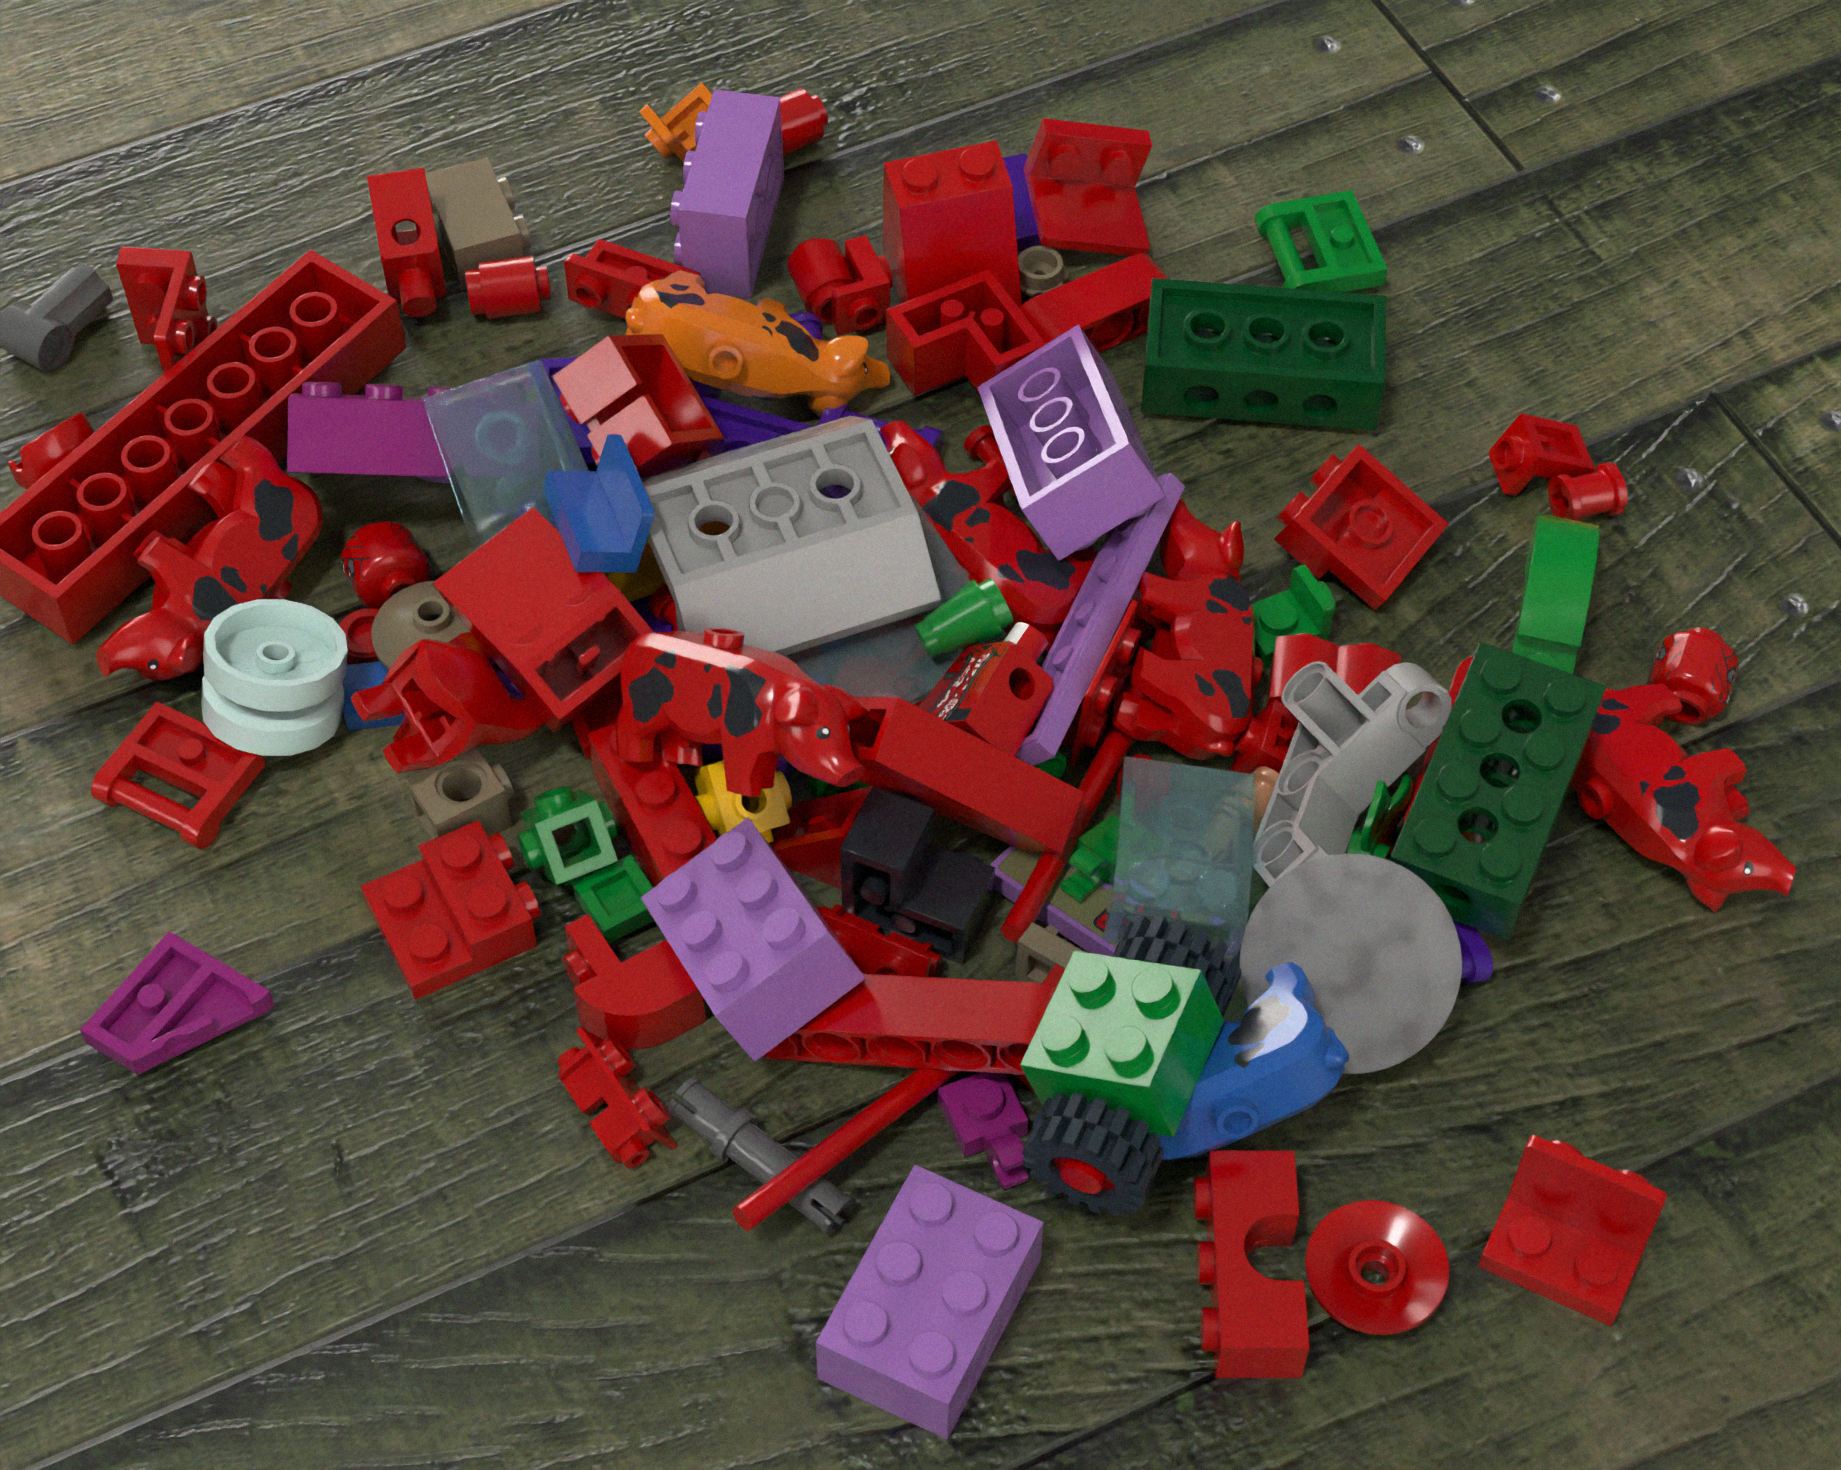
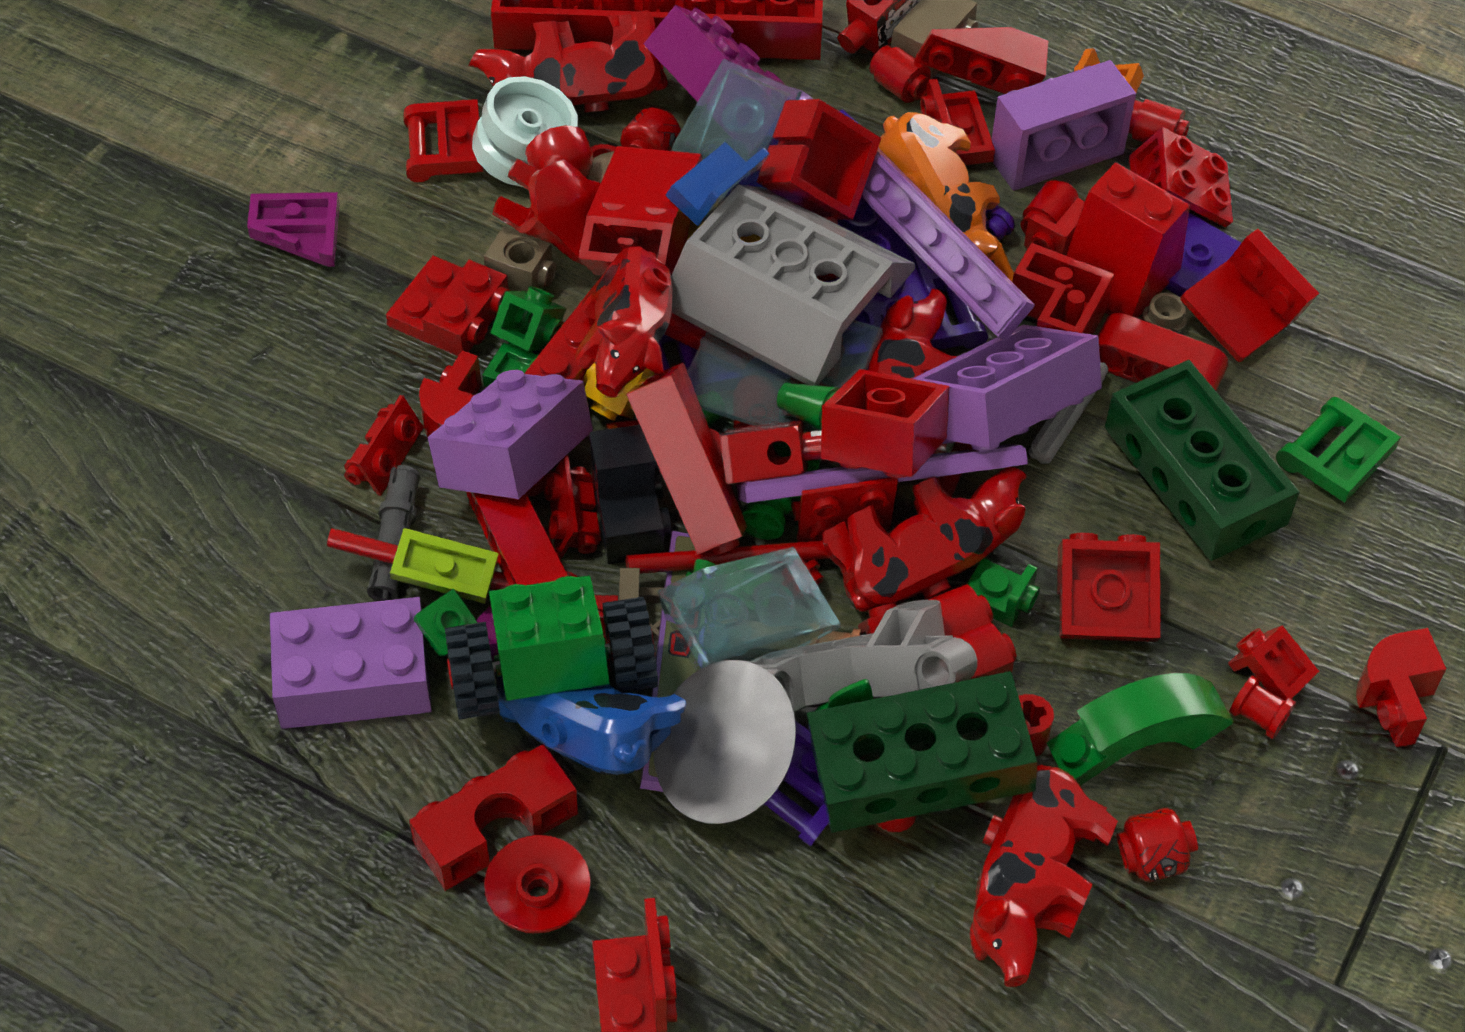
camera: 55 degrees right, 0 degrees up
(366, 652) = (559, 144): none -> red hair
(578, 193) = (989, 57): none -> red slope
(848, 379) = (945, 248): none -> medium lavender tile
(853, 144) = (1186, 173): none -> red bracket
(880, 1117) = (444, 565): none -> lime panel
(966, 1155) = (441, 614): none -> green bracket
(1071, 561) = (884, 423): none -> red brick
(1627, 379) = (1396, 677): none -> red brick

